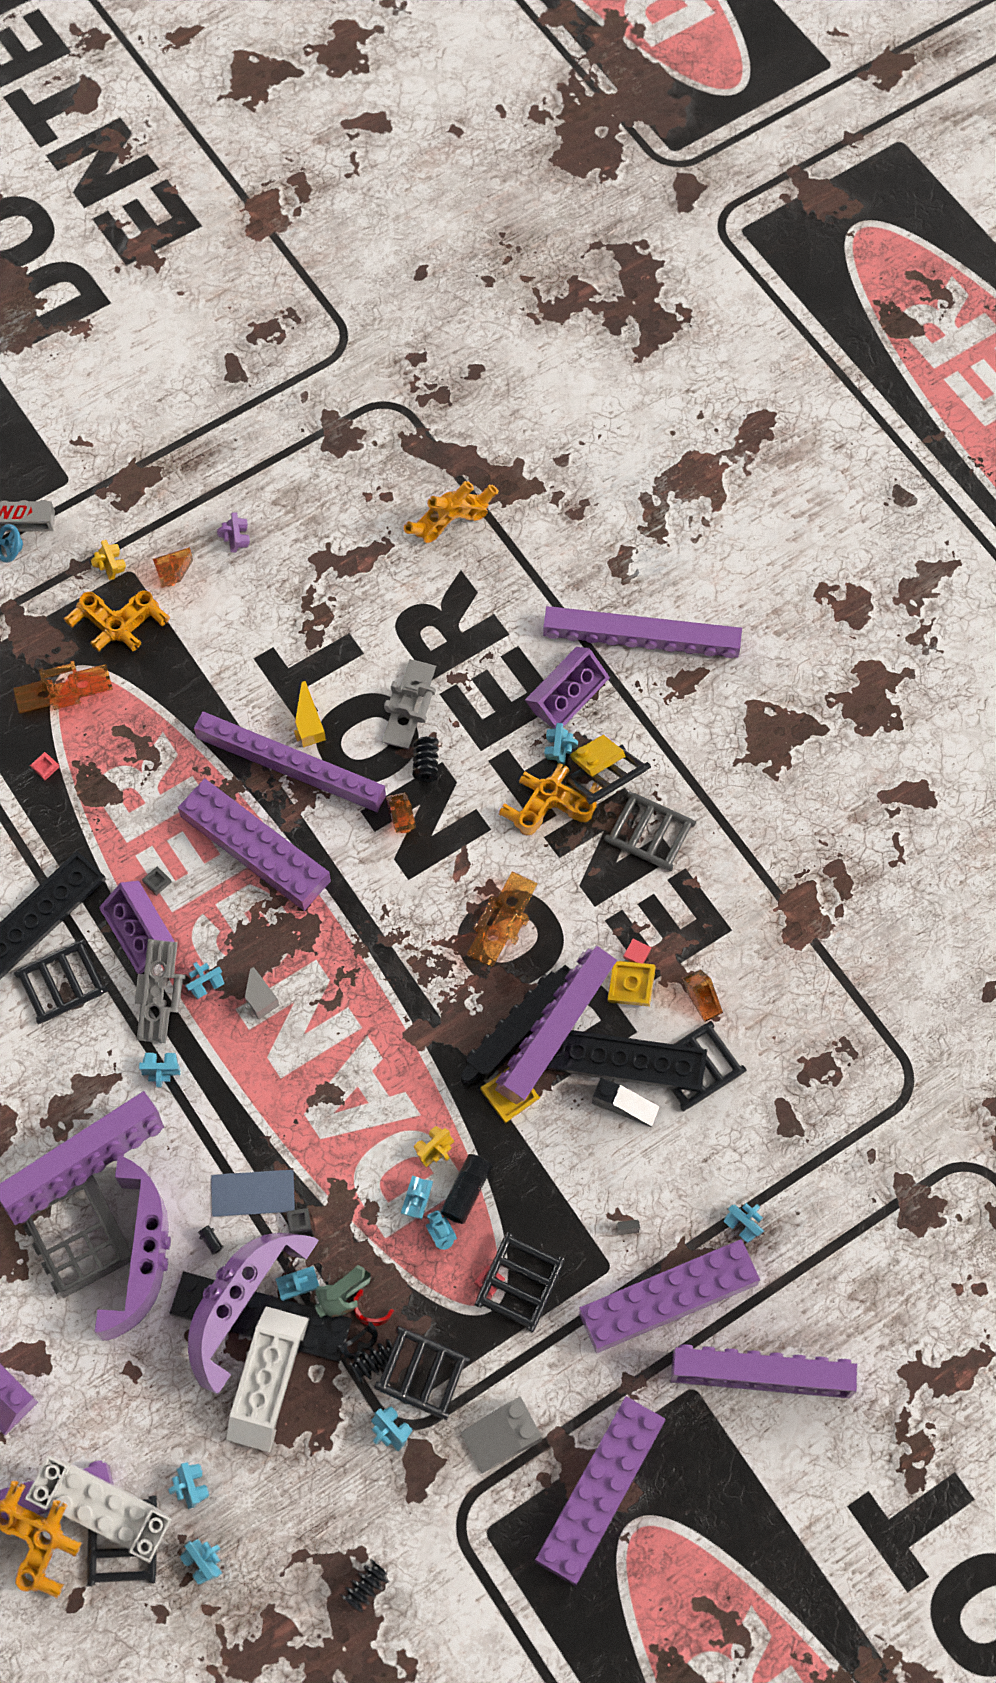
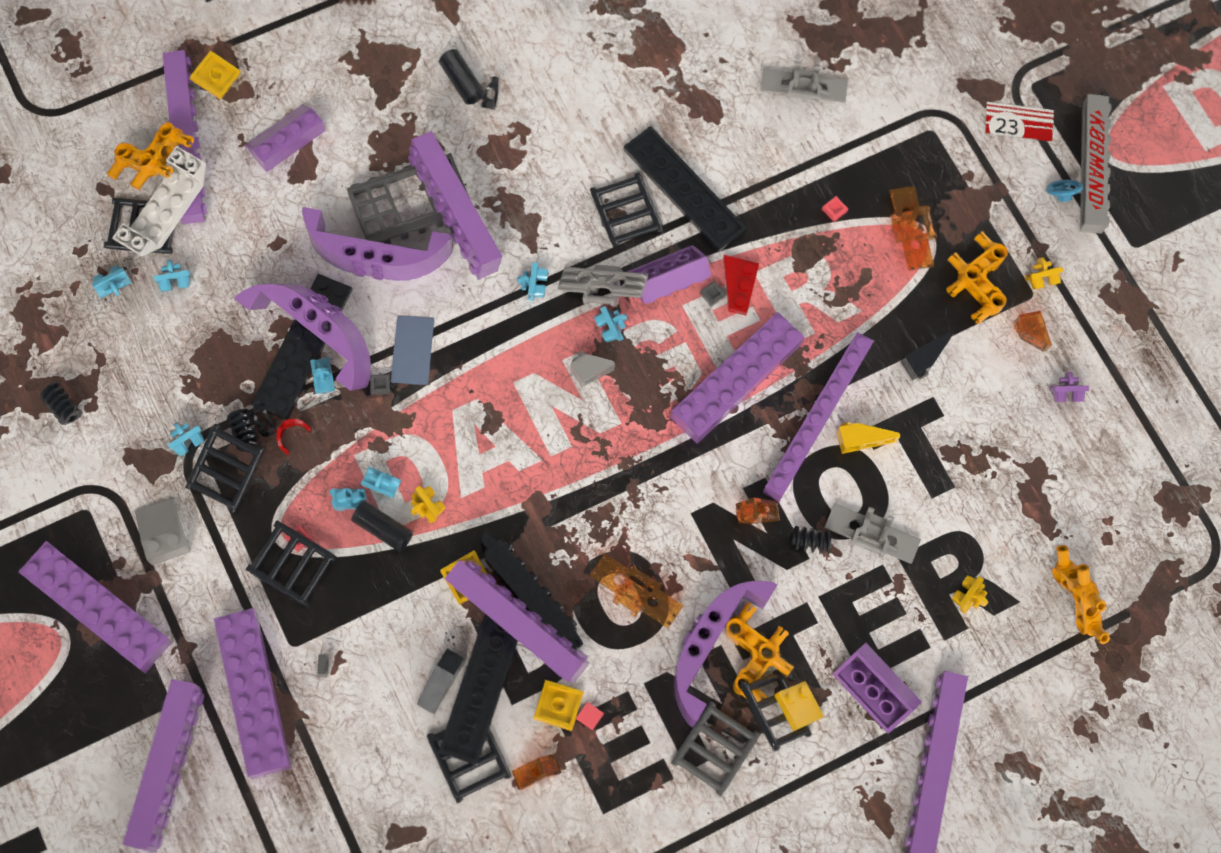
camera: 90 degrees right, 5 degrees up
(140, 853) = (740, 280): none -> red wing
(210, 1239) = (375, 311): black pin -> none
(213, 664) = (922, 359): none -> black slope
(265, 1378) = (247, 341): white slope -> none
(333, 1297) = (303, 402): sand green piece -> none
(468, 615) = (974, 593): none -> yellow hips
(546, 847) = (721, 609): none -> medium lavender slope
(562, 741) = (816, 673): medium azure hips -> none
(737, 1215) = (310, 777): medium azure hips -> none

